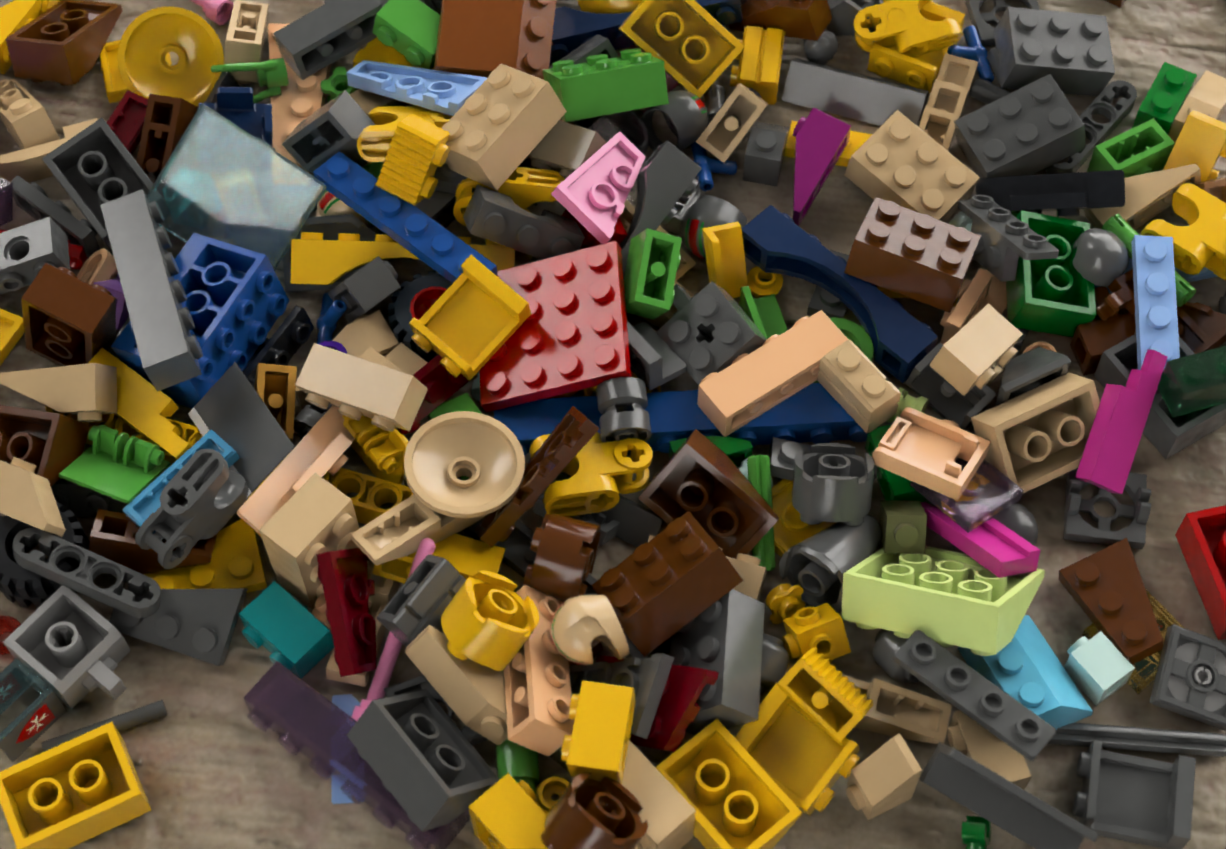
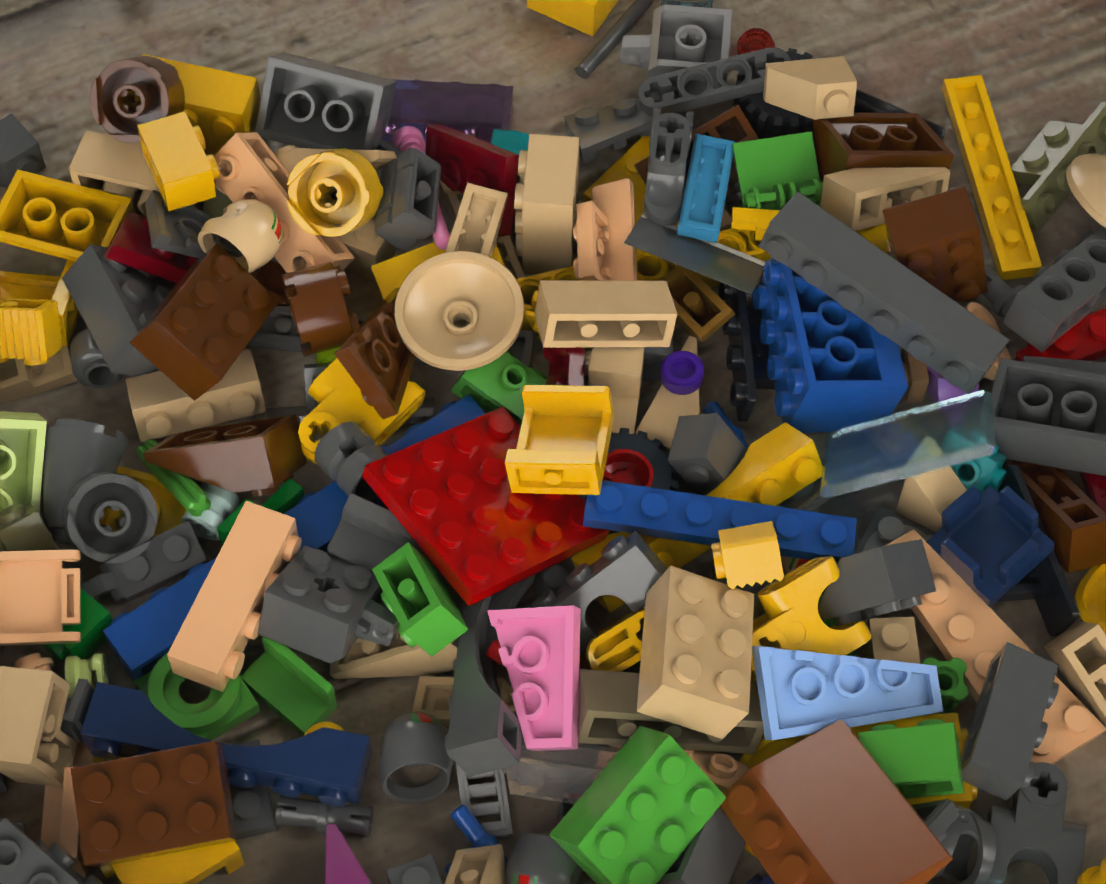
camera: 145 degrees right, 0 degrees up
(269, 74) = (1025, 629): bright green plant -> none
(726, 257) = (377, 708): yellow panel -> none
(784, 601) = (110, 417): yellow plate -> none
(816, 628) = (59, 395): yellow brick -> none
(858, 386) = (131, 624): tan brick -> none

